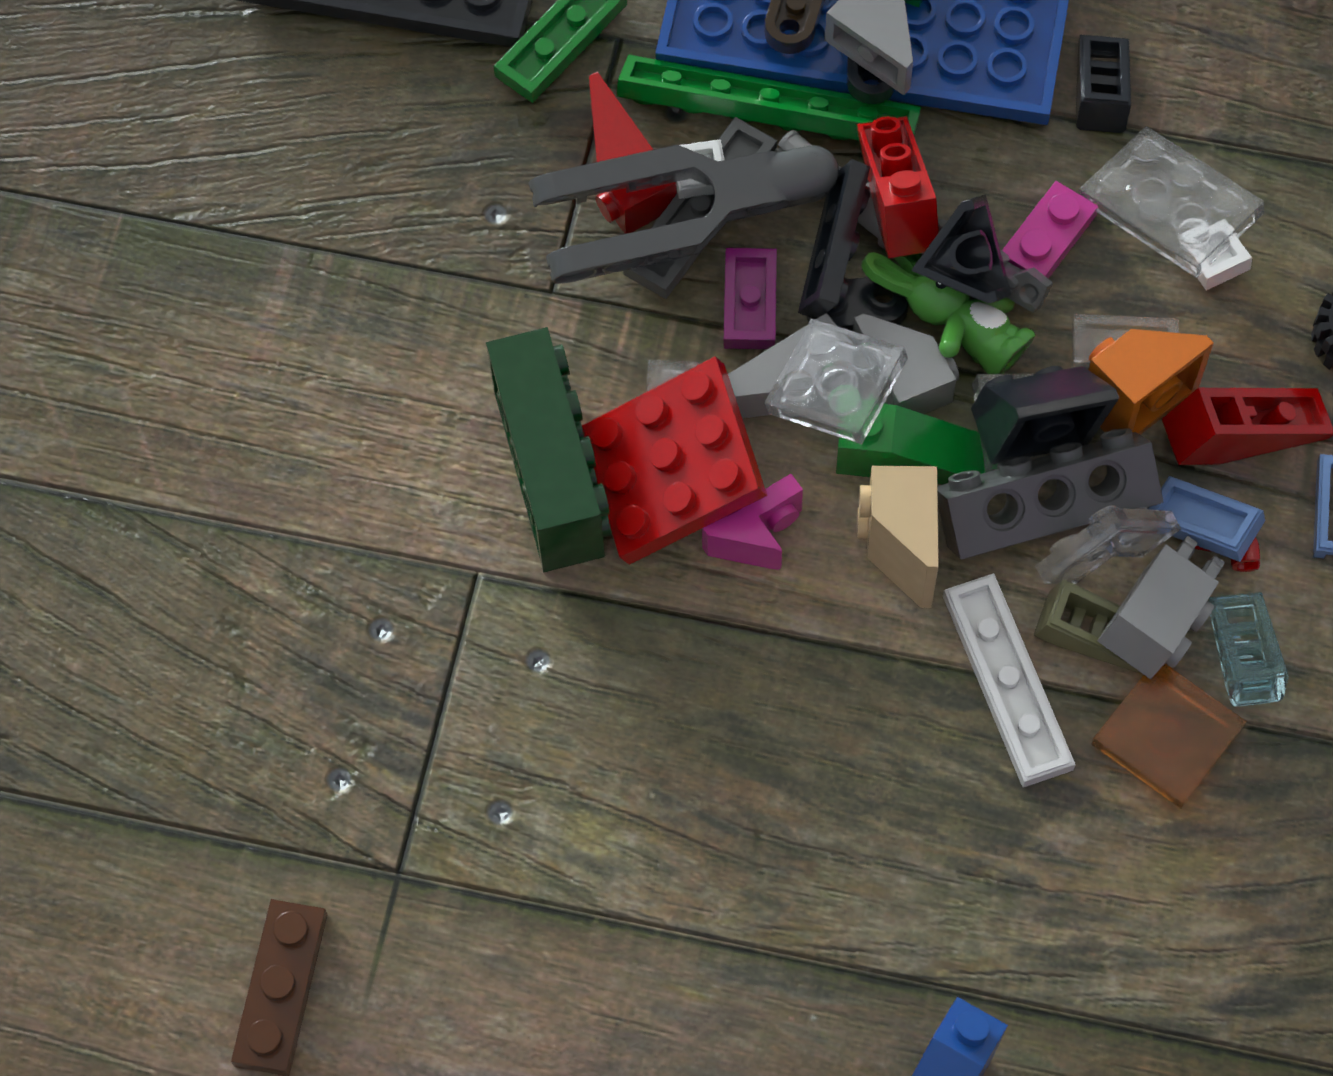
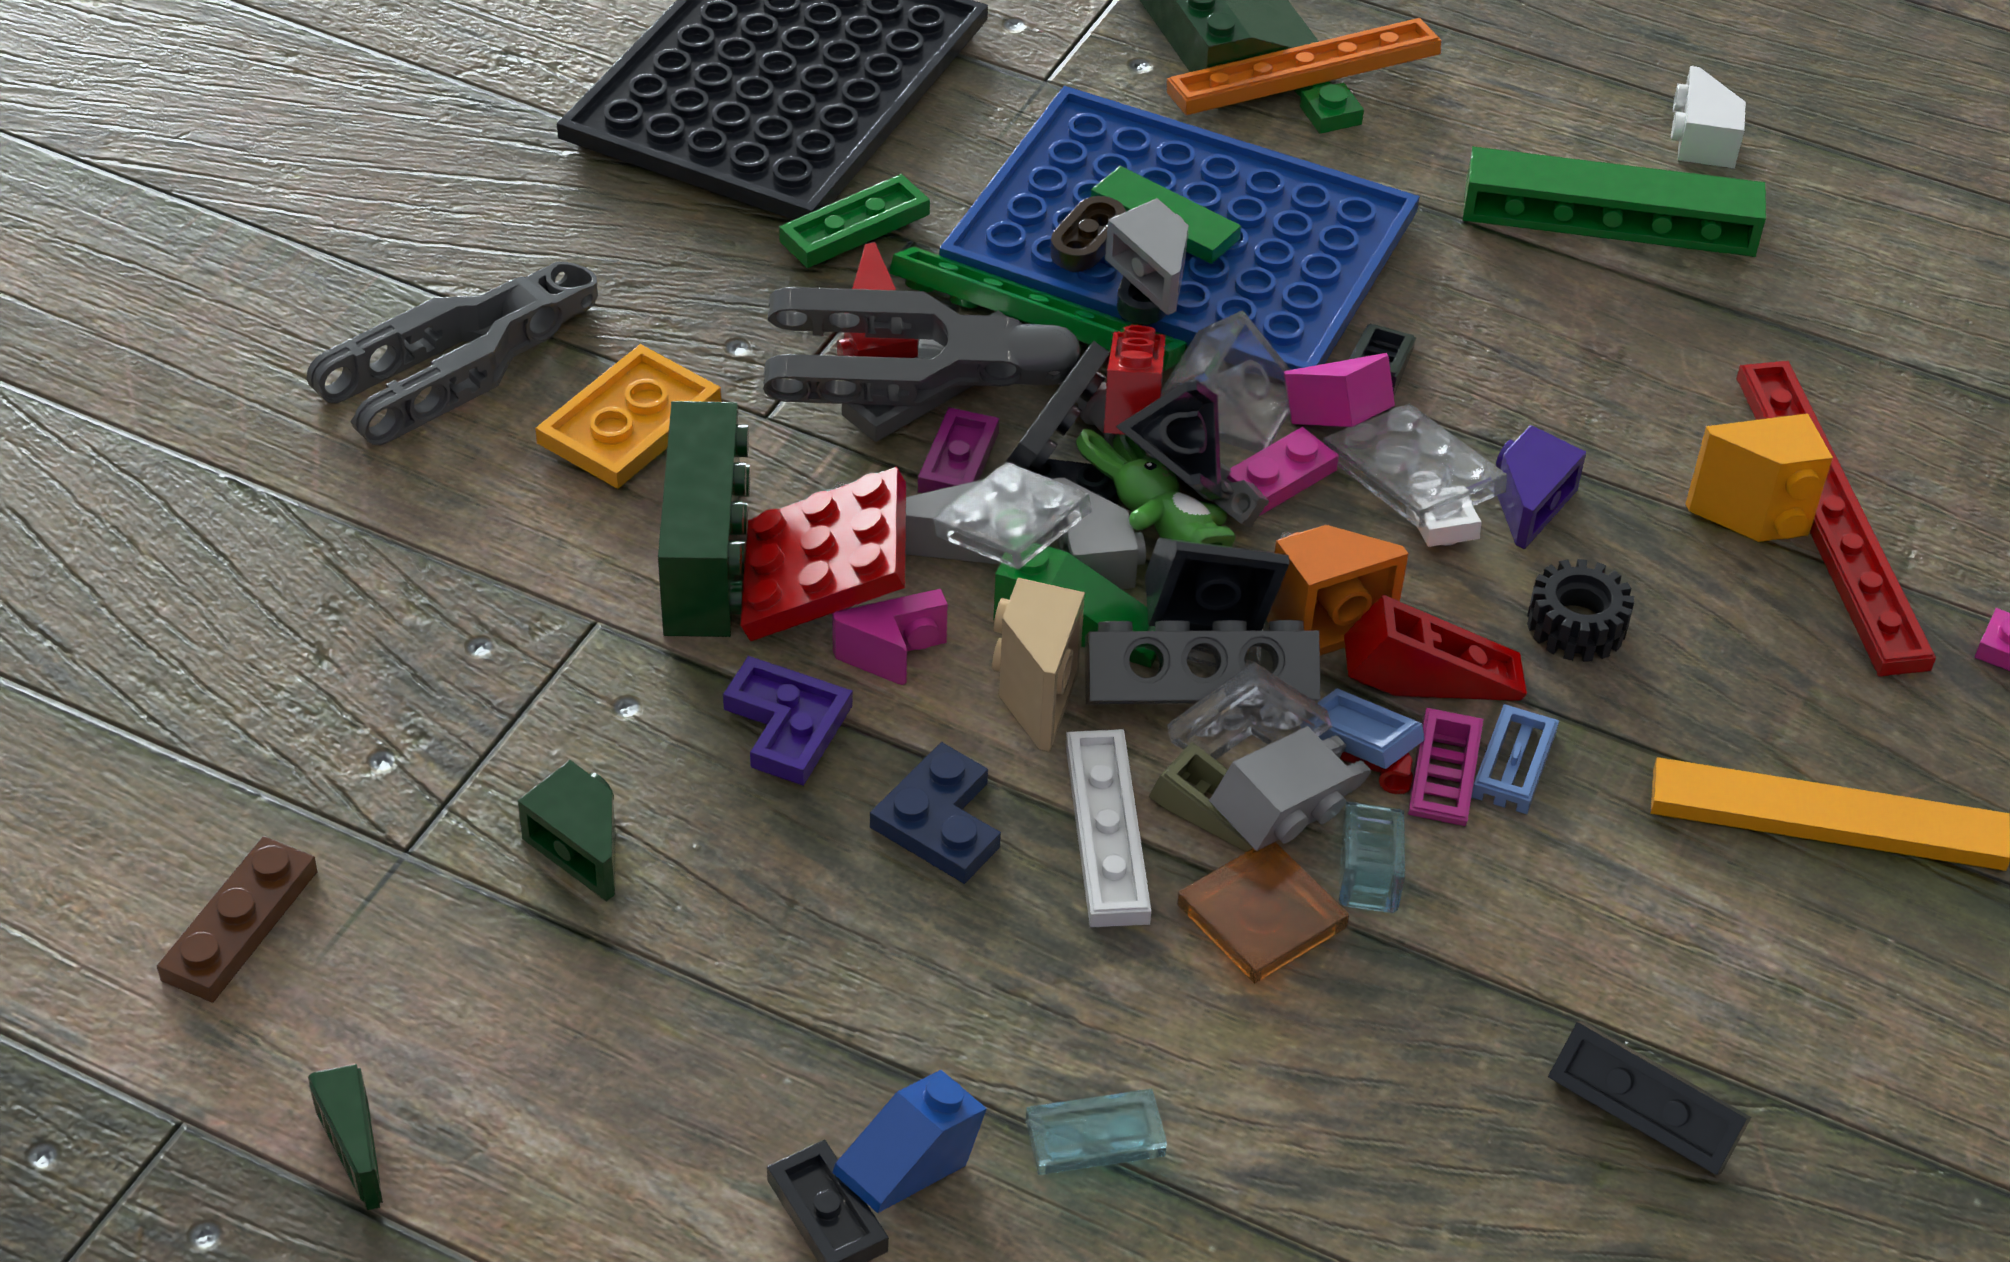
camera: 10 degrees right, 20 degrees down
(270, 247) = (495, 323): none -> dark grey piece
(428, 332) = (623, 415): none -> light orange plate
(546, 813) = (573, 825): none -> dark green slope
(703, 632) = (798, 713): none -> dark purple plate
(845, 714) = (928, 815): none -> dark blue plate
(980, 147) = (1246, 376): none -> clear slope
(1083, 137) = (1340, 391): none -> dark pink slope
(1095, 1005) = (1095, 1131): none -> clear light blue plate
(1287, 184) = (1540, 481): none -> dark purple slope
(1302, 501) = (1452, 730): none -> dark pink slope

